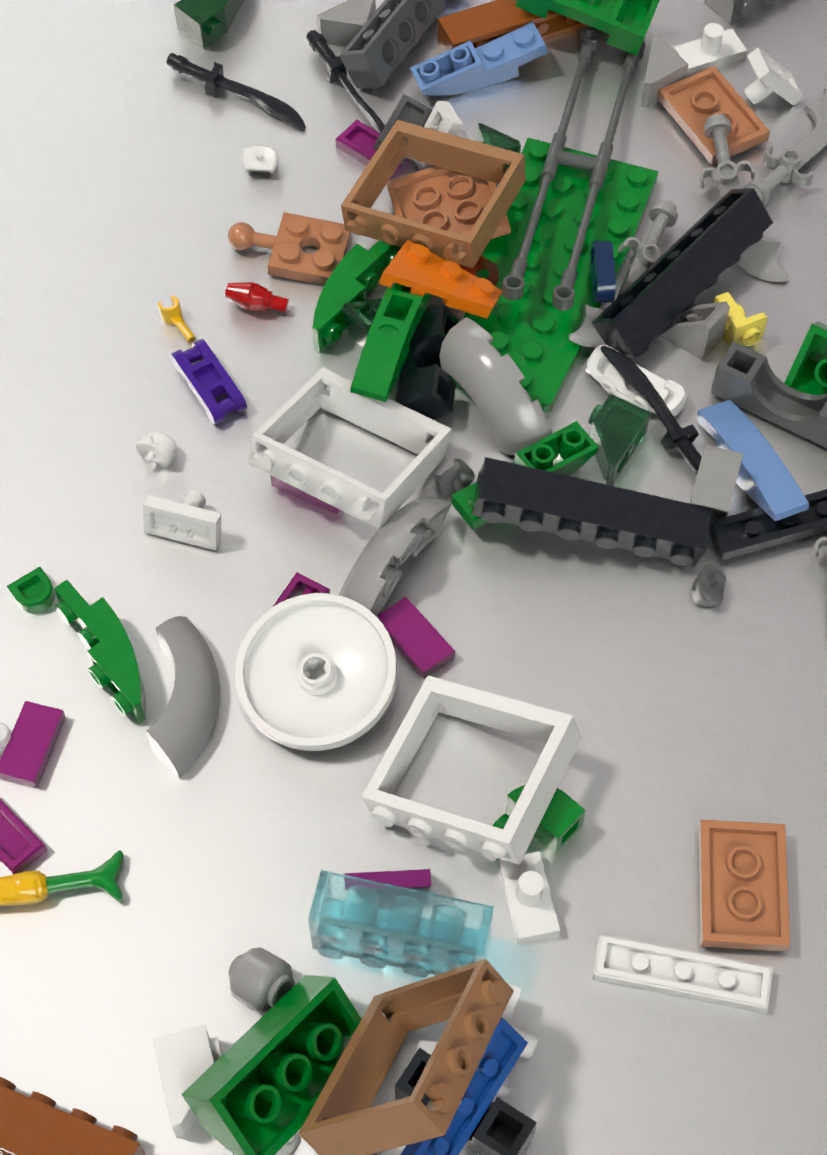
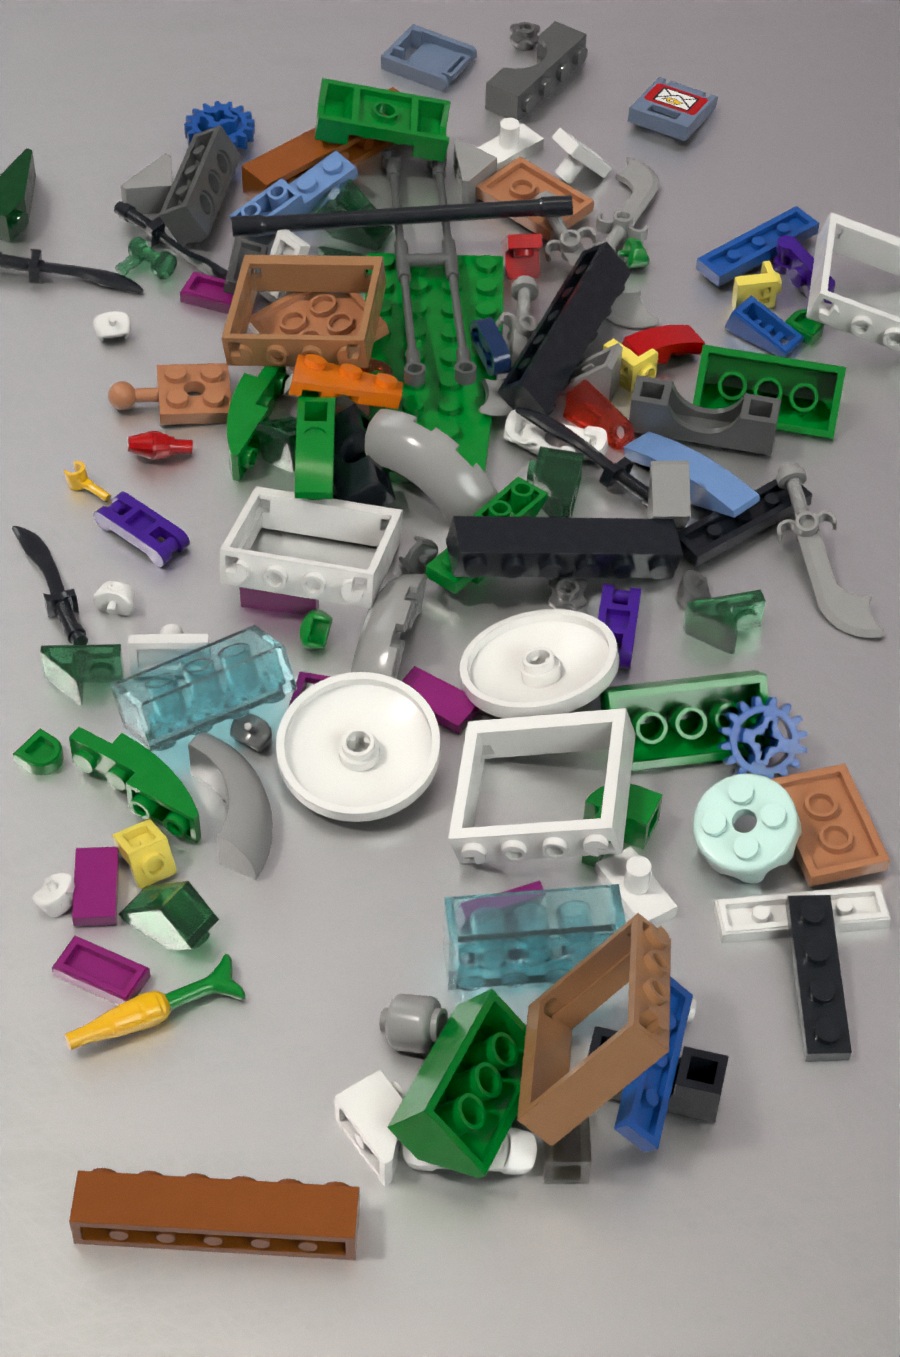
camera: 20 degrees left, 10 degrees down
(82, 798) = (171, 915): none -> clear green slope
(84, 723) = (146, 852): none -> light yellow bracket
(96, 510) = (74, 665): none -> clear green slope
(108, 438) = (59, 601): none -> black sword
(193, 571) = (204, 688): none -> clear light blue brick
(228, 623) = (252, 732): none -> dark grey piece
(326, 532) = (315, 630): none -> green piece
(329, 104) = (161, 263): none -> clear green piece
(521, 631) = (539, 663): none -> white dish
(526, 96) = (349, 198): none -> clear green slope
(578, 566) = (567, 593): none -> flat silver plate
(617, 605) = (620, 613): none -> dark purple plate
(650, 729) = (681, 717): none -> green slope
(669, 1052) = (818, 978): none -> black plate
(676, 177) = (521, 255): none -> red slope
(681, 364) = (590, 407): none -> clear red piece
(681, 885) = (750, 853): none -> light aqua plate
(694, 767) = (765, 723): none -> gear
(710, 131) = (544, 207): none -> black piece
(717, 625) = (720, 618): none -> clear green slope
(782, 303) = (665, 340): none -> red slope
(790, 198) = (634, 254): none -> green piece

